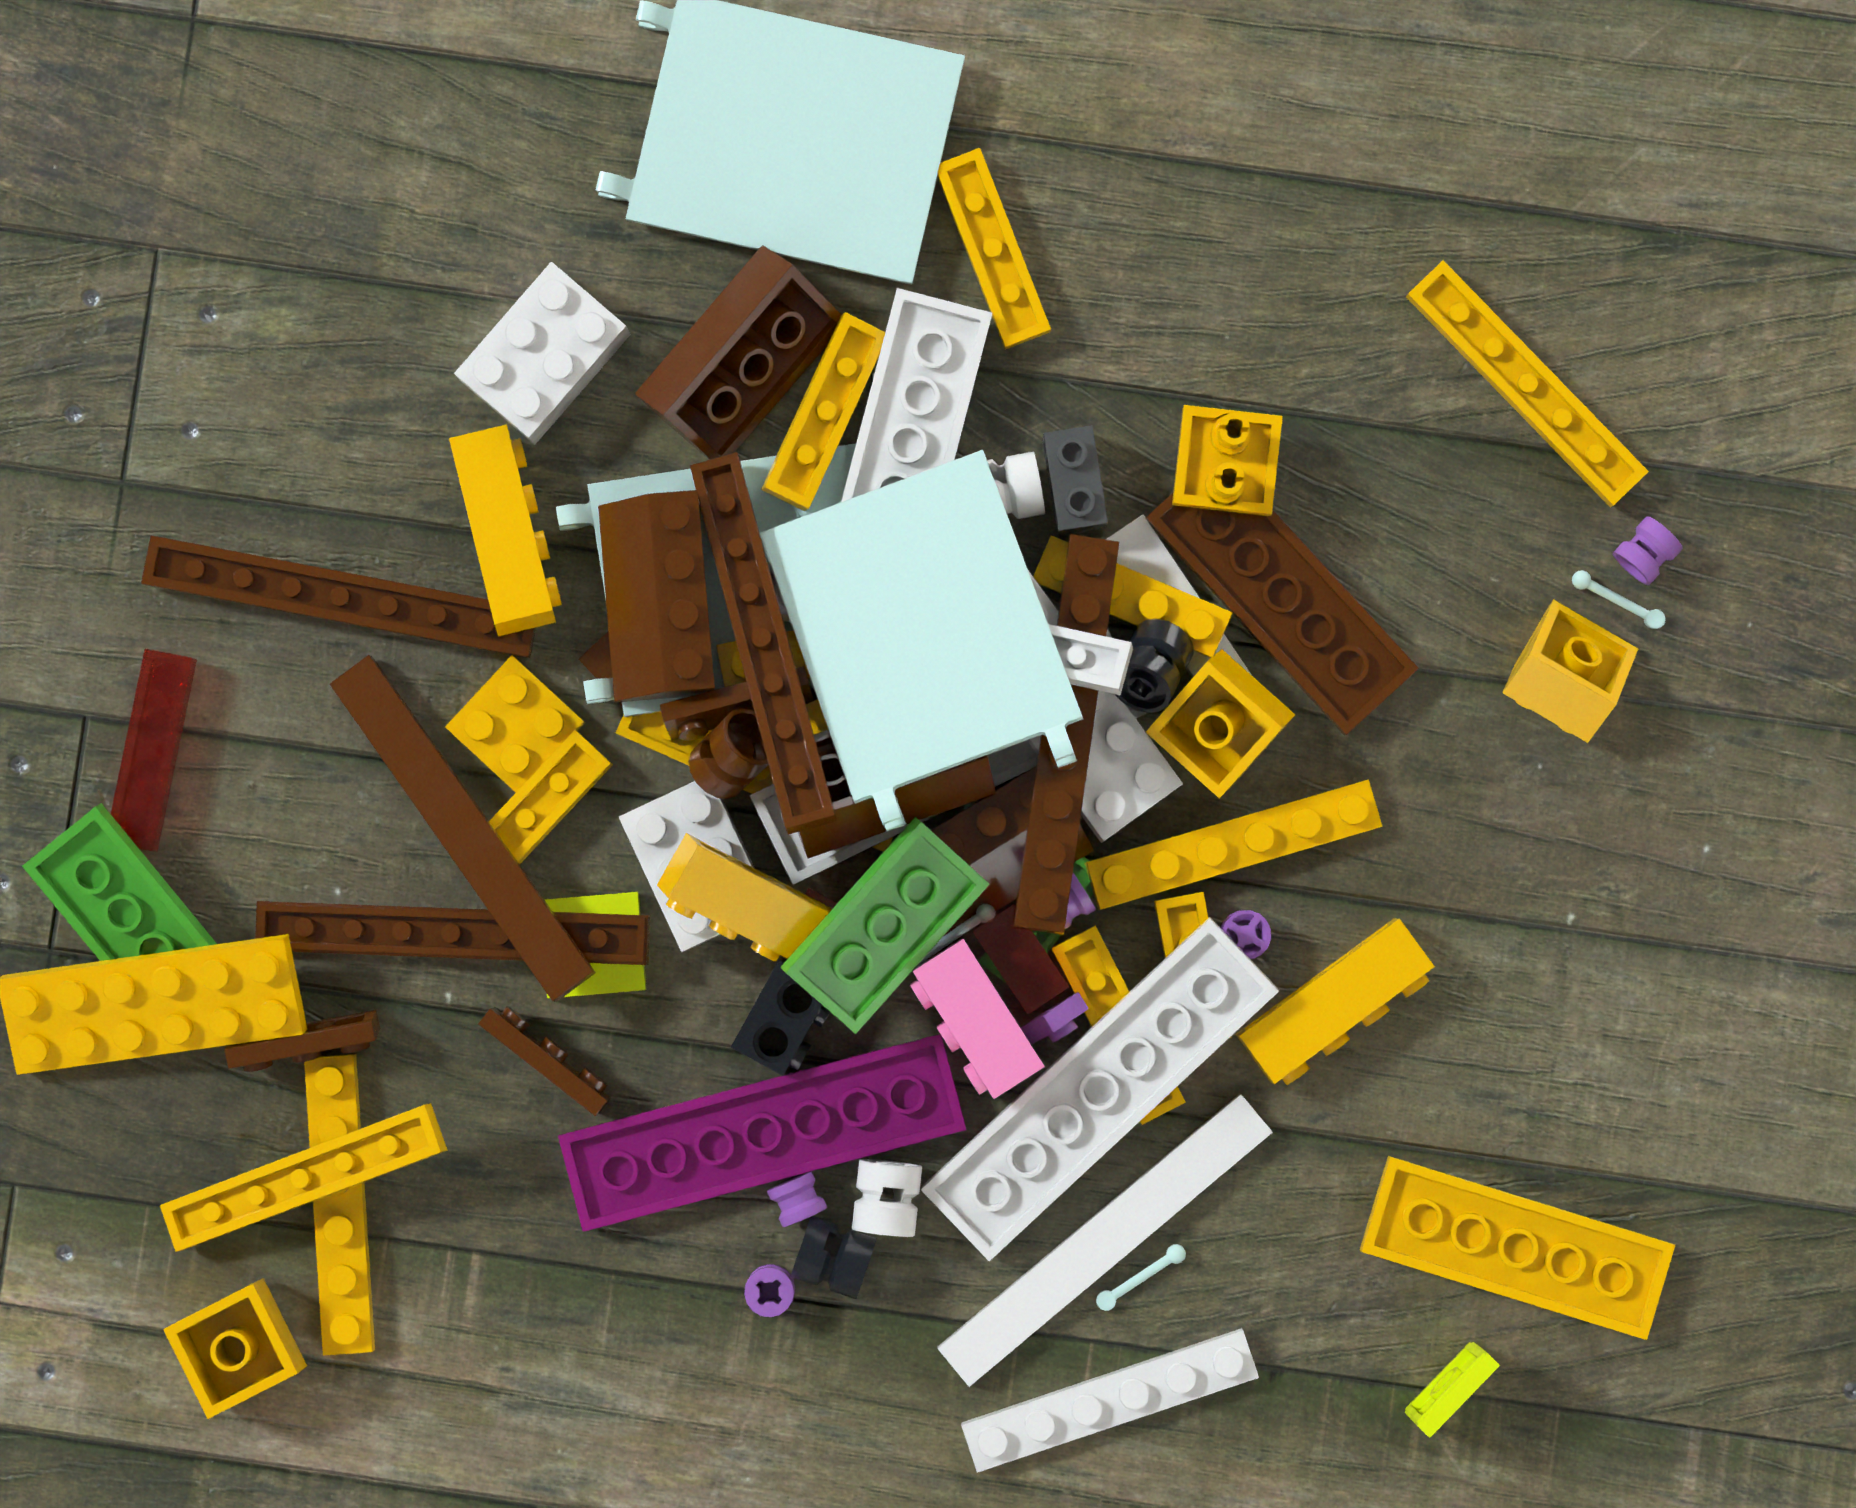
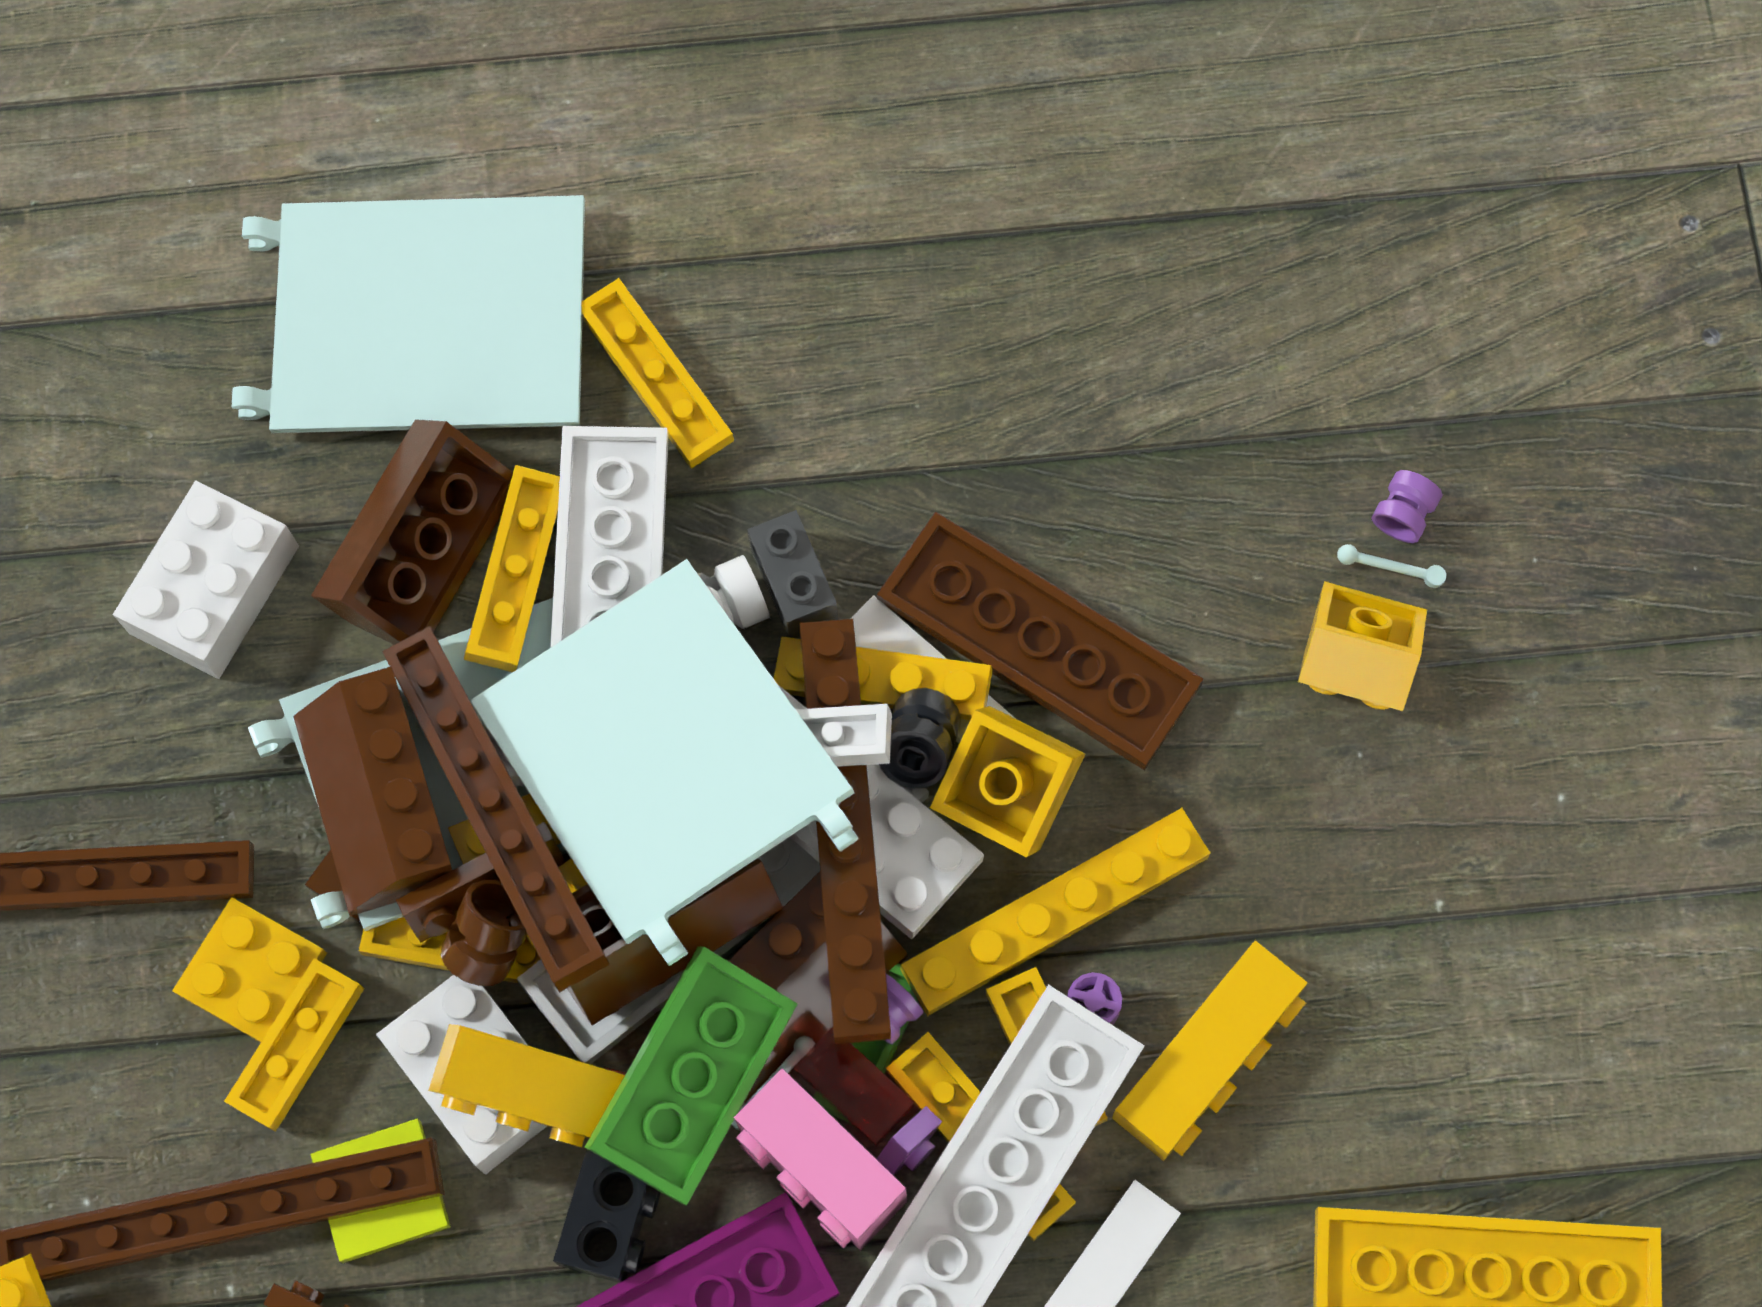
camera: 10 degrees left, 15 degrees down
(462, 828) = (212, 1096): reddish brown tile -> none
(503, 529) = (196, 766): yellow brick -> none
(1227, 460) = (946, 513): yellow plate -> none
(1527, 384) = (1236, 375): yellow plate -> none

